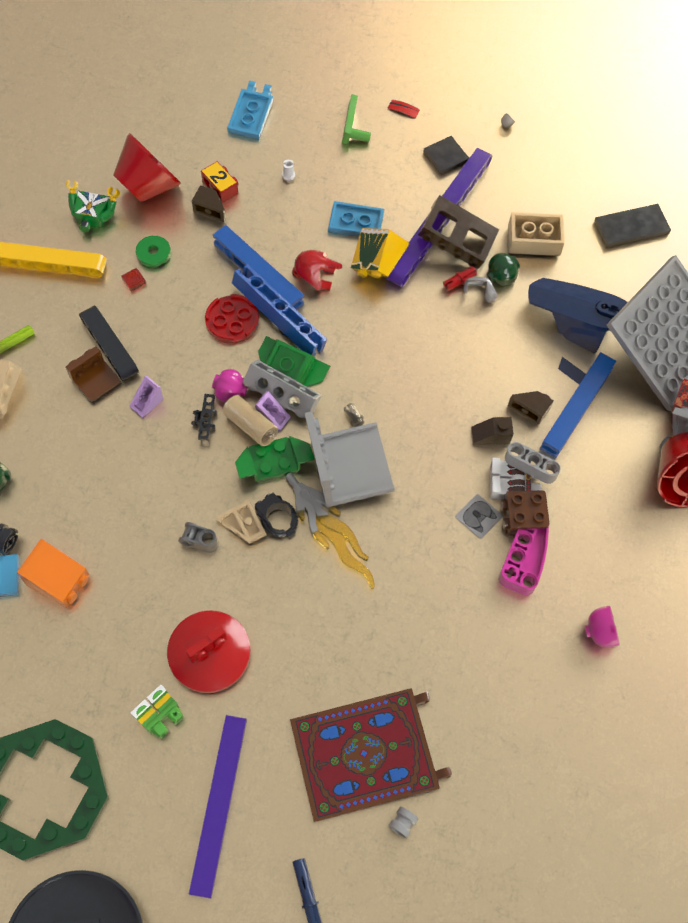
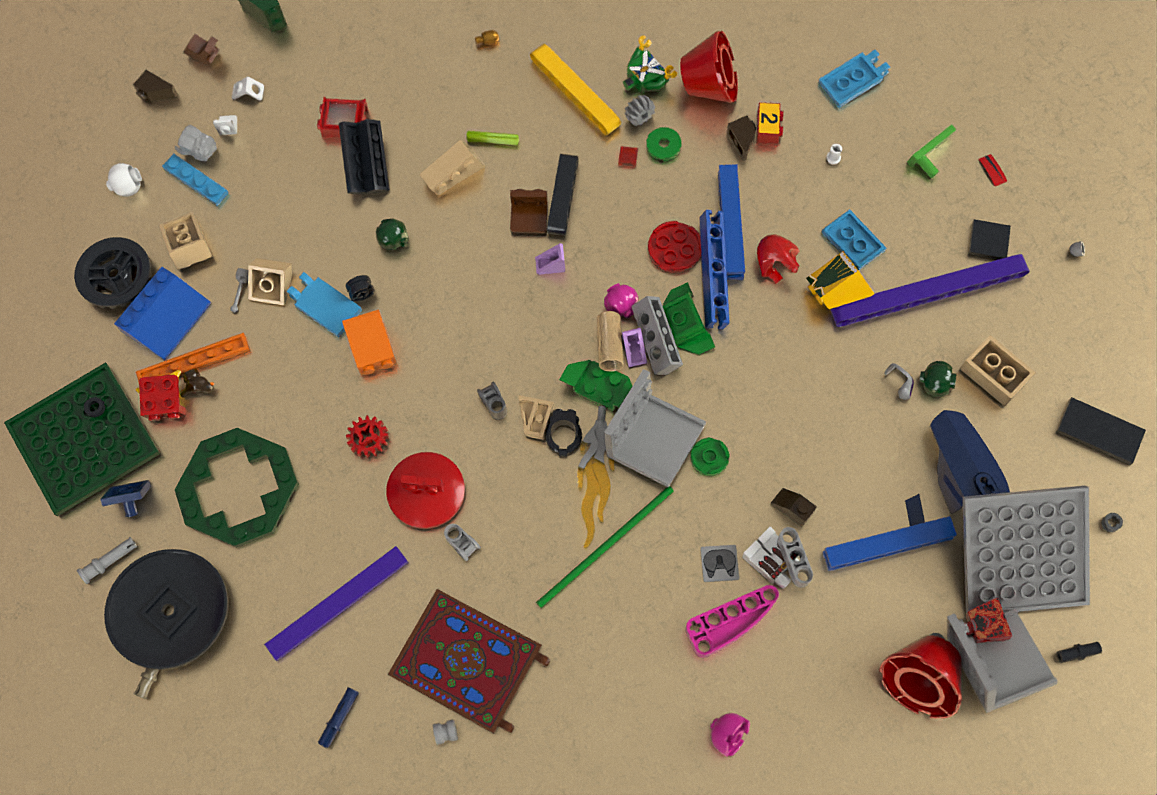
camera: 50 degrees right, 5 degrees up
(112, 652) = (370, 444): none -> red gear
(113, 238) = (639, 110): none -> light grey gear
(165, 705) = (353, 500): bright green hips -> none
(205, 426) = (584, 306): black piece -> none
(277, 665) = (463, 544): none -> light grey piece
(354, 415) = (696, 401): clear smoke pin -> none
(387, 577) = (604, 547): none -> green piece
(403, 451) = (709, 456): none -> green tile
(459, 278) = (893, 357): red axle -> none
(464, 222) = (938, 312): dark brown window -> none
(524, 510) = (755, 590): reddish brown bracket -> none
(531, 405) = (849, 512): dark brown slope -> none

